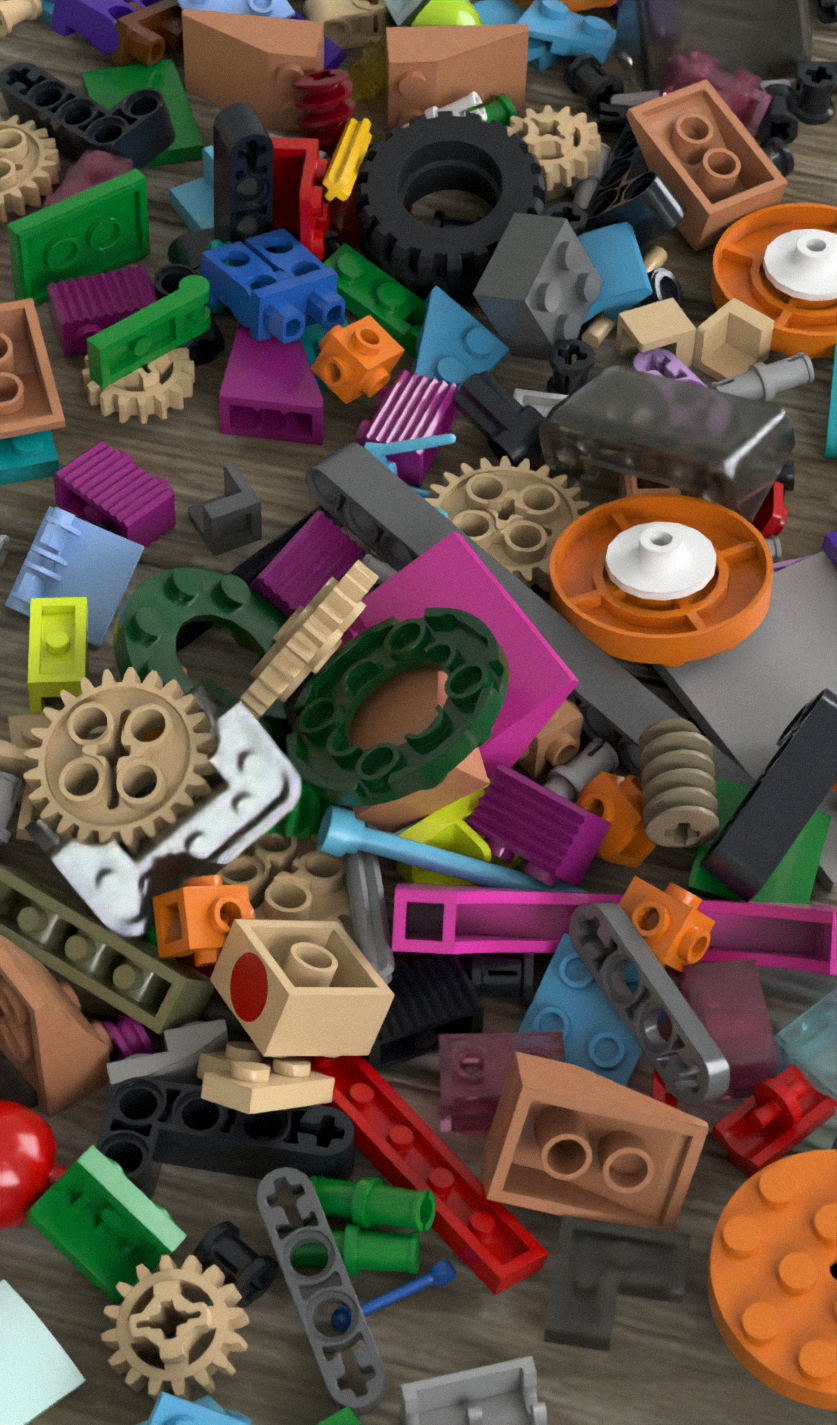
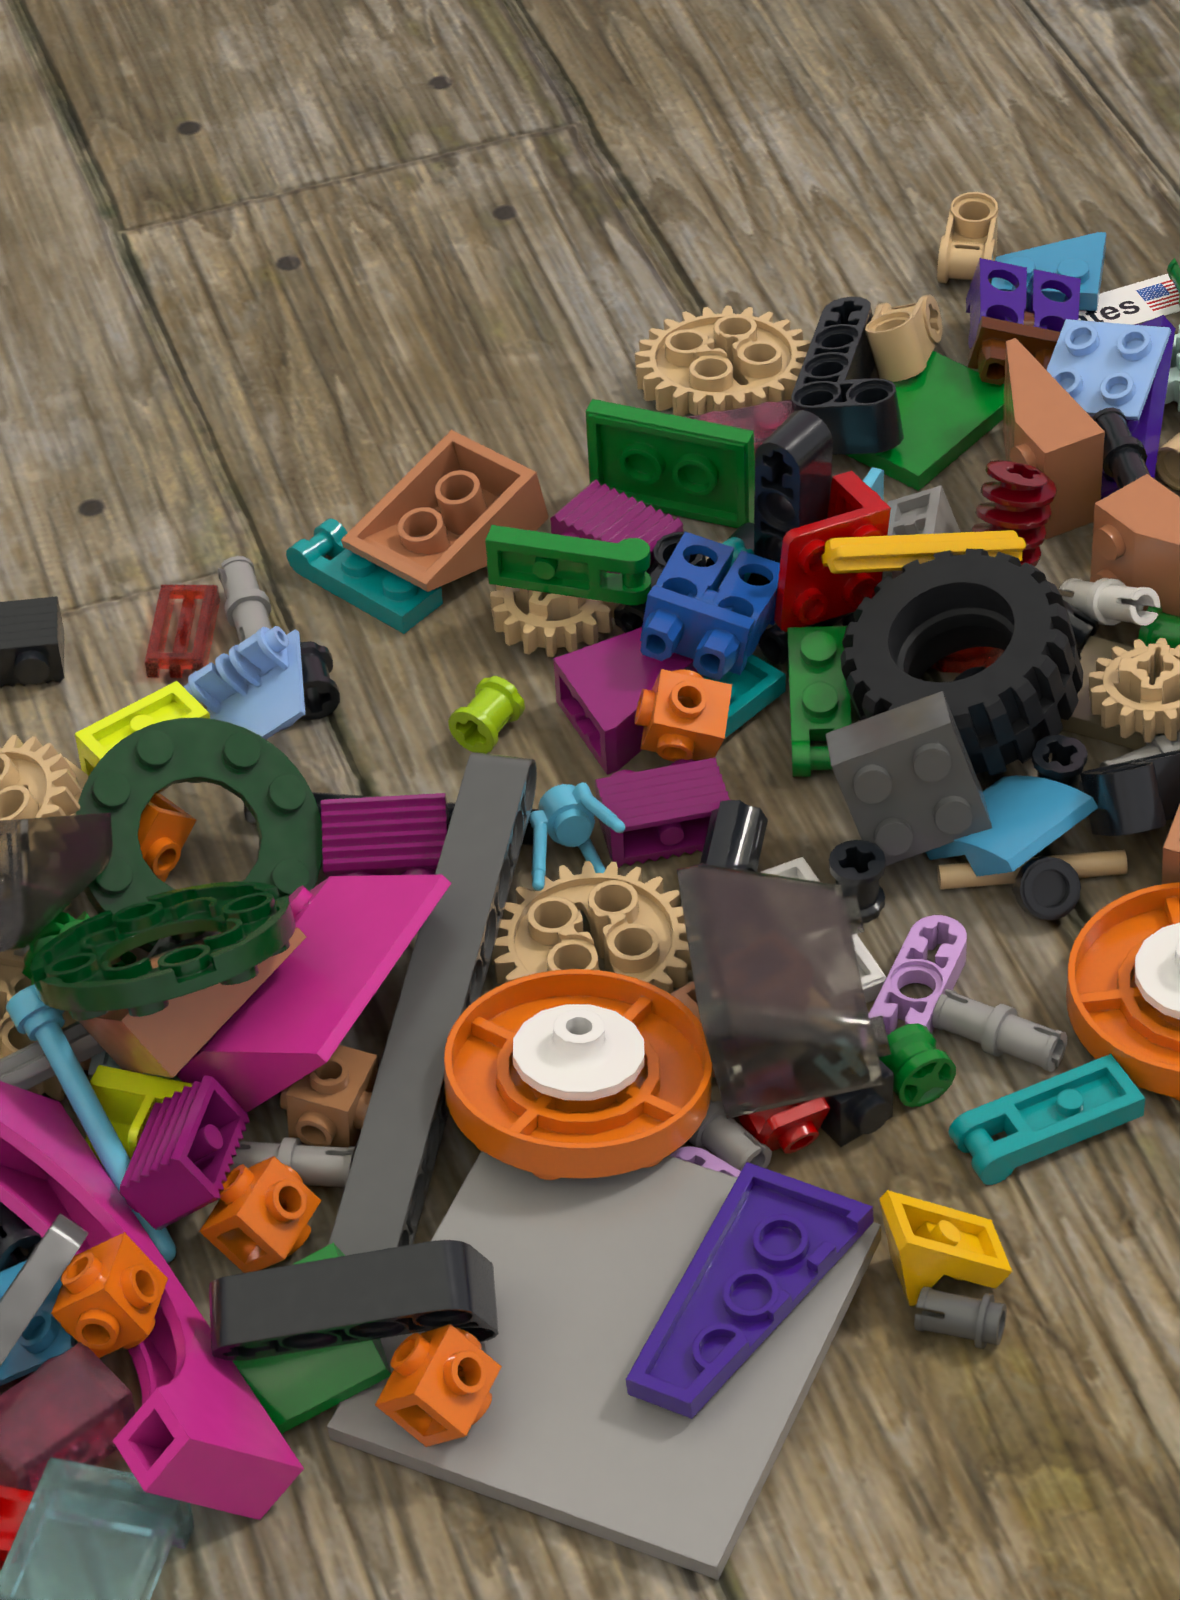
camera: 60 degrees right, 5 degrees down
(71, 66) = (904, 337): none -> tan piece
(113, 491) = (383, 676): magenta brick -> none
(207, 457) = (485, 716): none -> lime bush
(229, 518) = (433, 760): dark grey panel -> none
(308, 639) = (181, 849): tan gear -> none
(344, 42) = (1123, 454): none -> black pin
(454, 342) = (796, 786): dark azure wing -> none
(656, 326) = (985, 907): tan panel -> none
(678, 784) = (282, 1211): dark tan piece -> none
(732, 340) = (1032, 974): tan panel -> none

